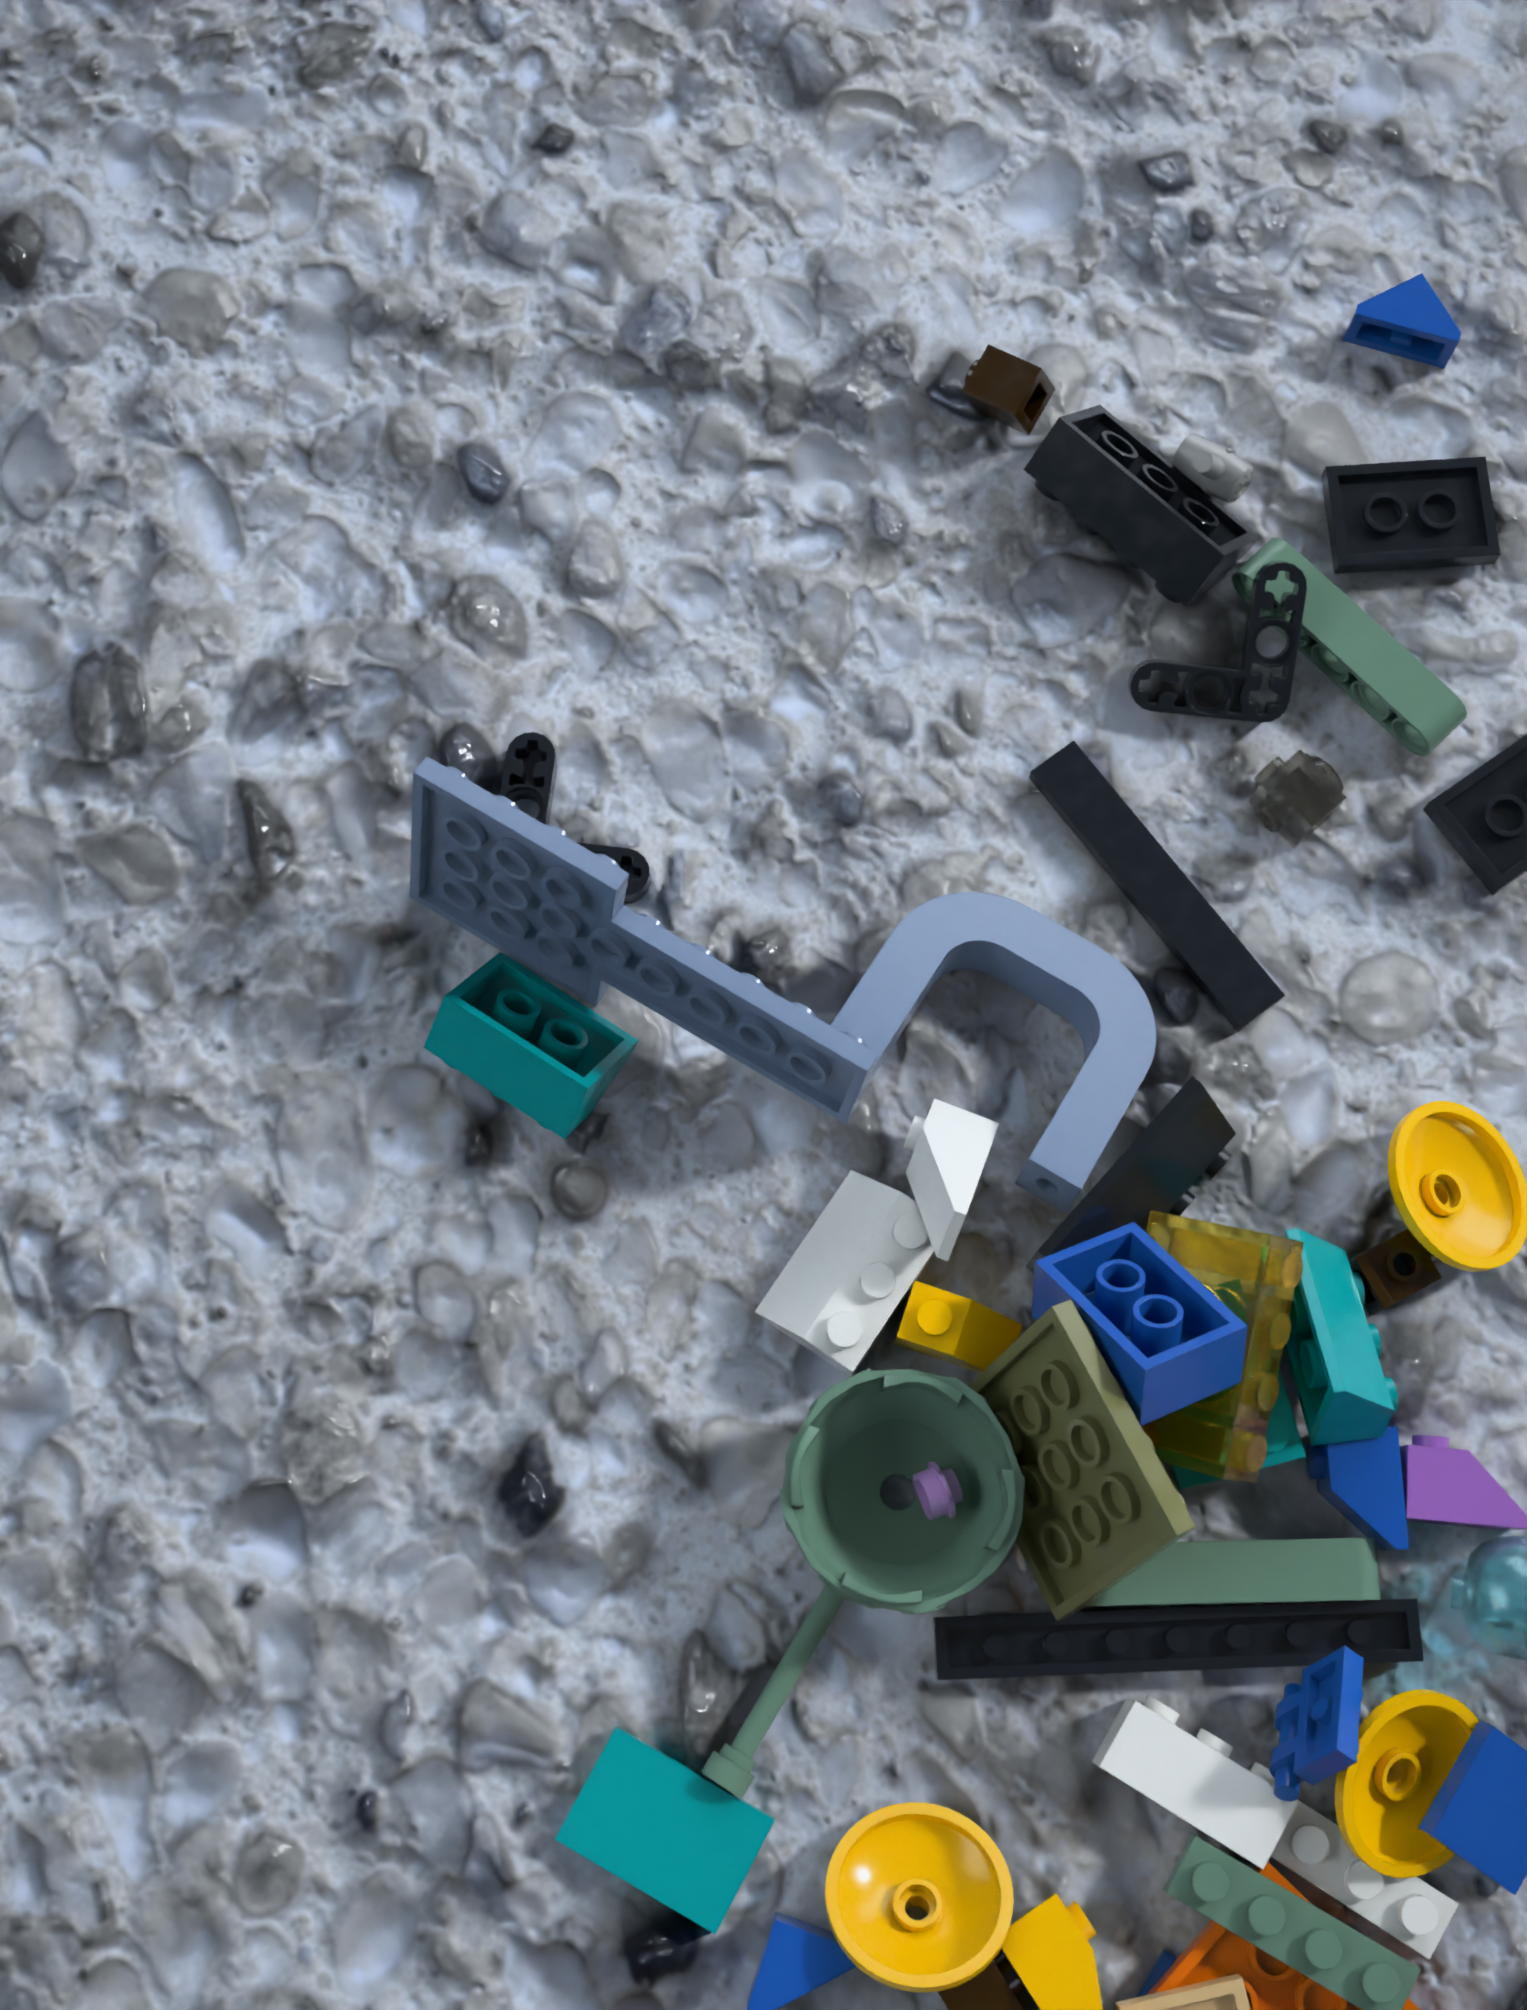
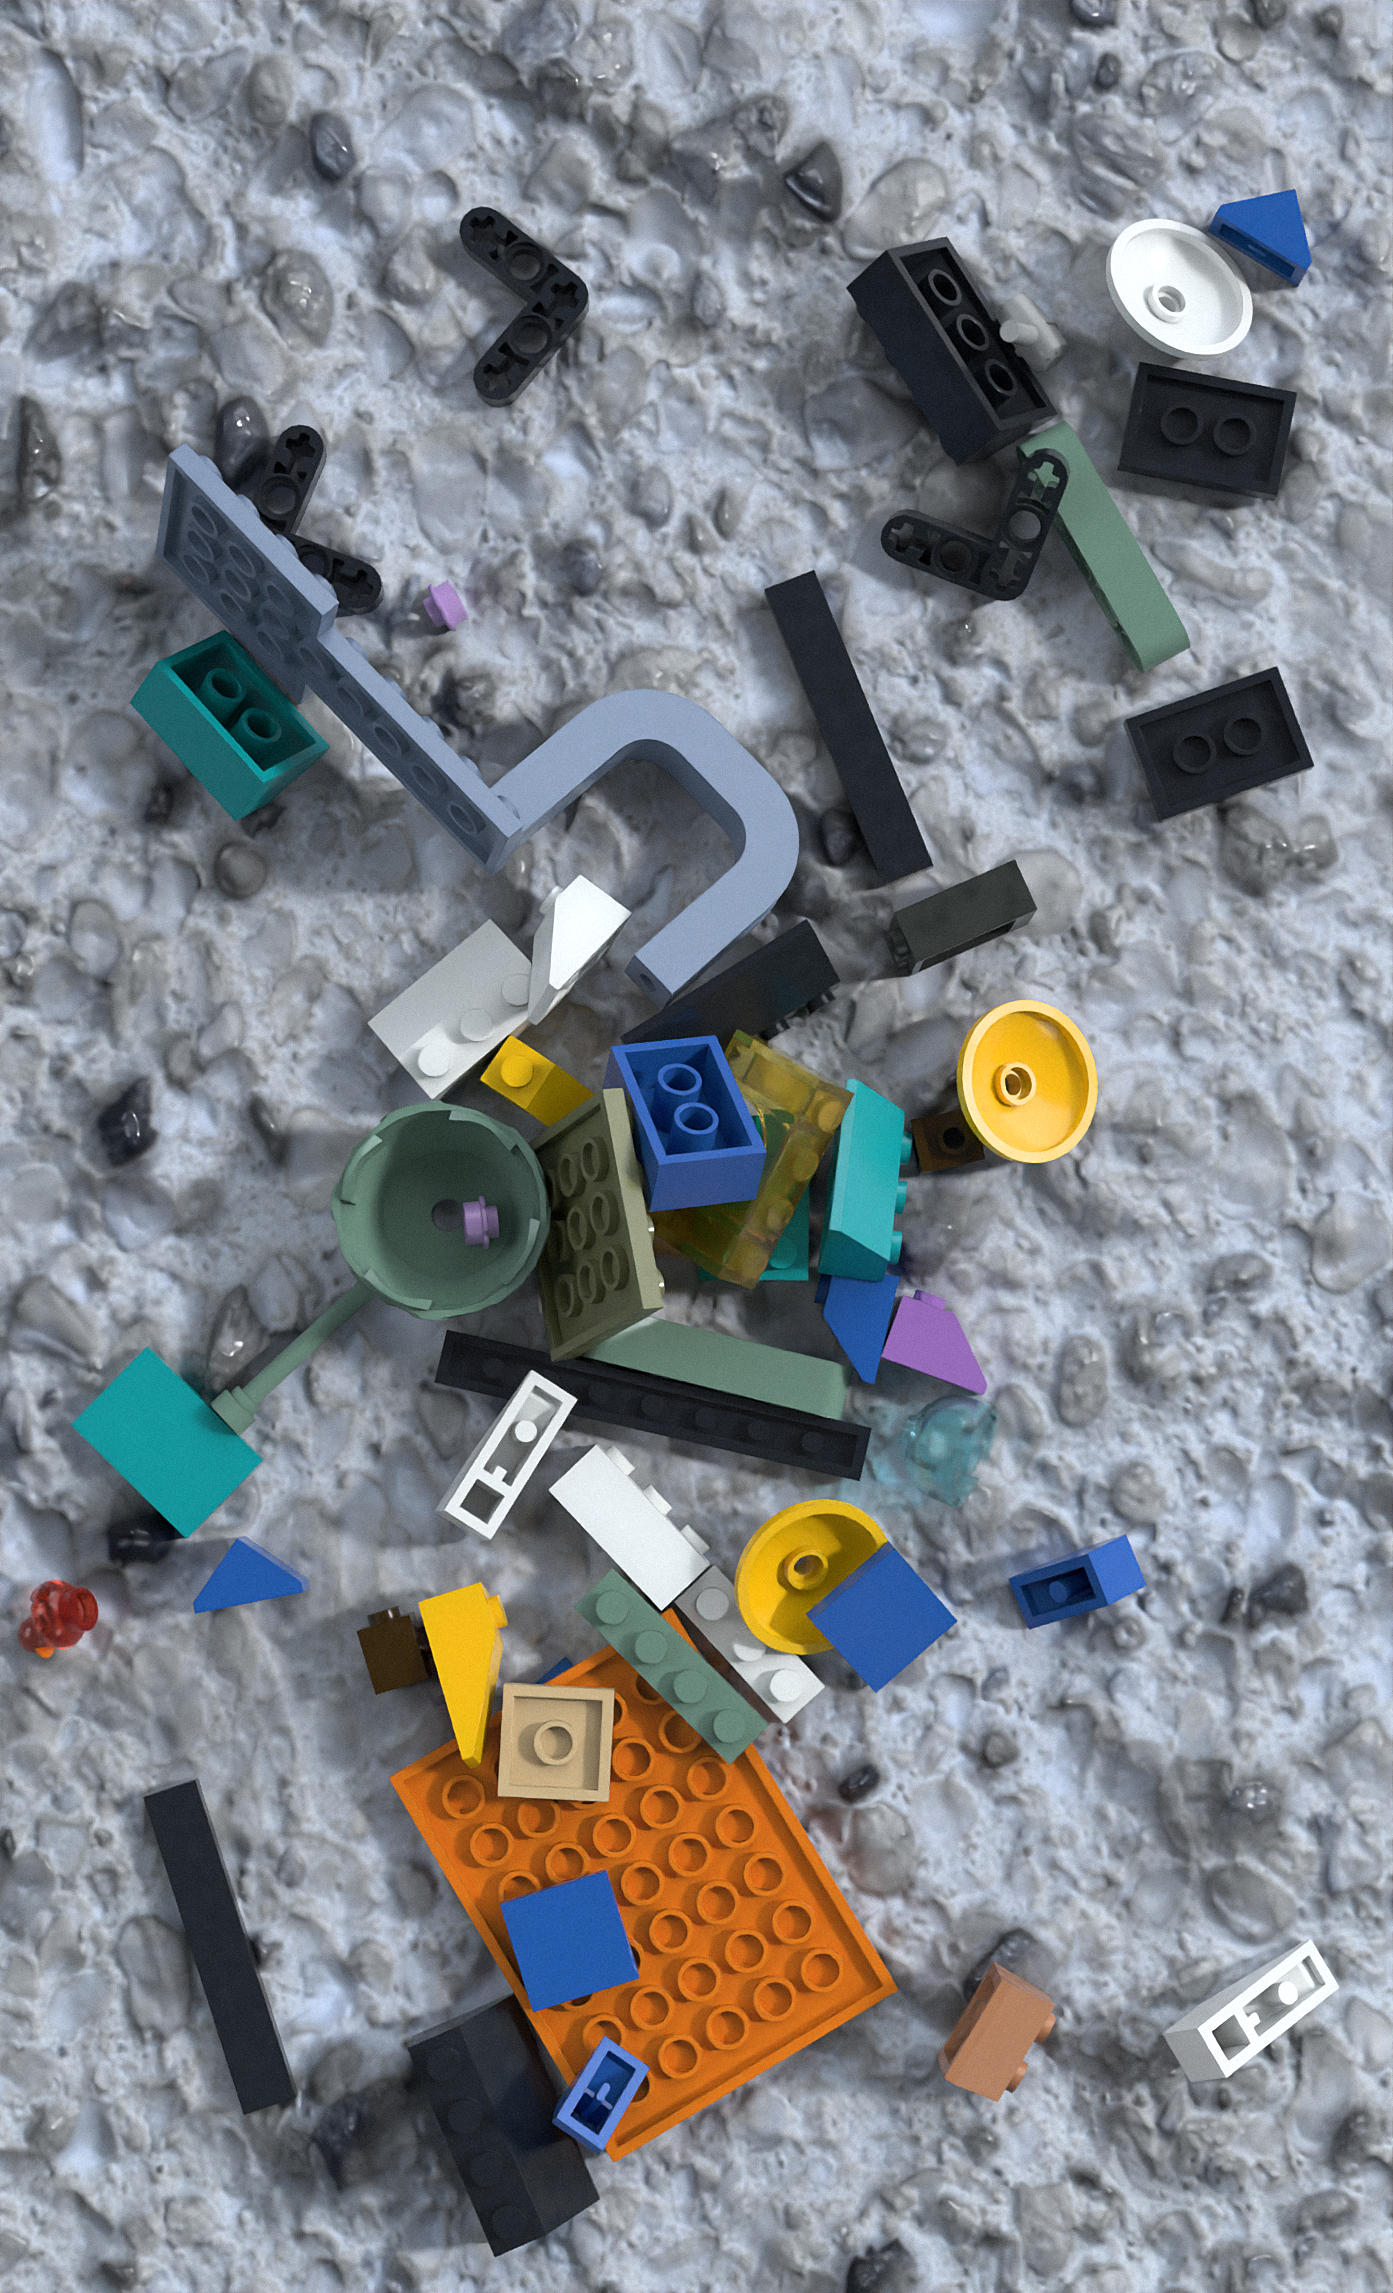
camera: 20 degrees right, 10 degrees up
(717, 870) = (445, 606): none -> lavender plate
(723, 553) = (538, 294): none -> black beam
(924, 1860) = (369, 1524): yellow dish -> none
(1008, 389) = (855, 201): dark brown brick -> none
(1040, 1745) = (506, 1457): none -> white slope
(1296, 796) = (1005, 680): clear smoke brick -> none
(1318, 1723) = (744, 1504): blue plate -> none
(1337, 1037) = (960, 918): none -> pearl dark grey window
(1343, 392) = (1178, 290): none -> white dish

